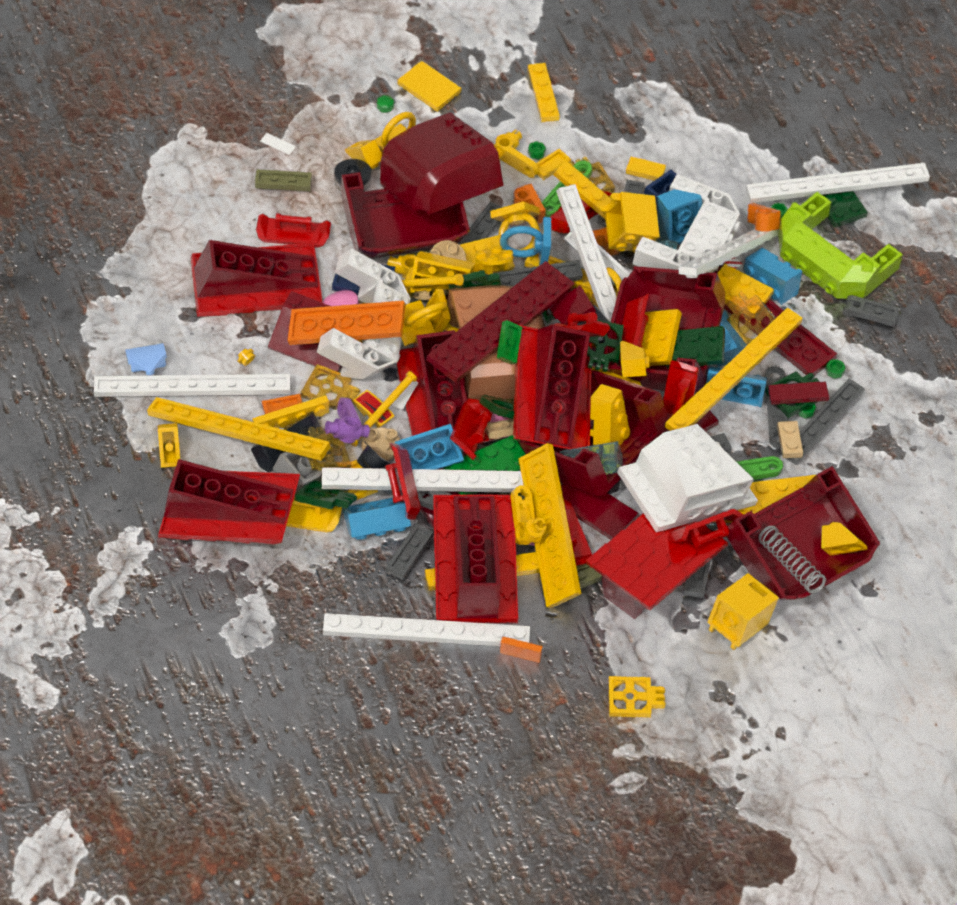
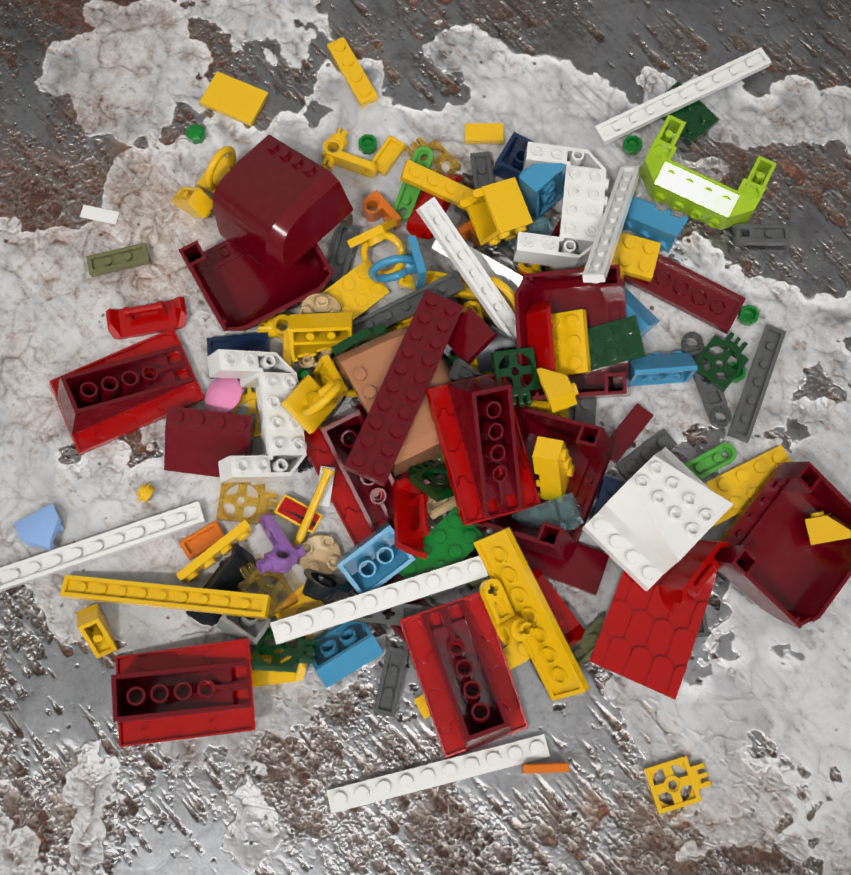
camera: 15 degrees left, 20 degrees up
(352, 166) = (187, 229): black piece -> none
(354, 320) = (241, 434): orange plate -> none
(407, 481) = (362, 615): red piece -> none
(457, 279) = (343, 350): yellow bar -> none
(494, 257) = (368, 296): yellow plate -> none
(509, 342) = (424, 414): green plate -> none
(592, 326) = (477, 372): red piece -> none
(680, 386) = (615, 410): red piece -> none
(735, 370) = (661, 368): yellow plate -> none
(741, 307) = (638, 276): clear yellow piece -> none
(742, 610) = (760, 650): yellow container -> none
(763, 217) = (626, 160): orange plate -> none
(790, 439) = (734, 419): tan plate -> none
(798, 393) = (728, 363): dark red tile -> none
(810, 578) = (755, 549): light grey piece -> none

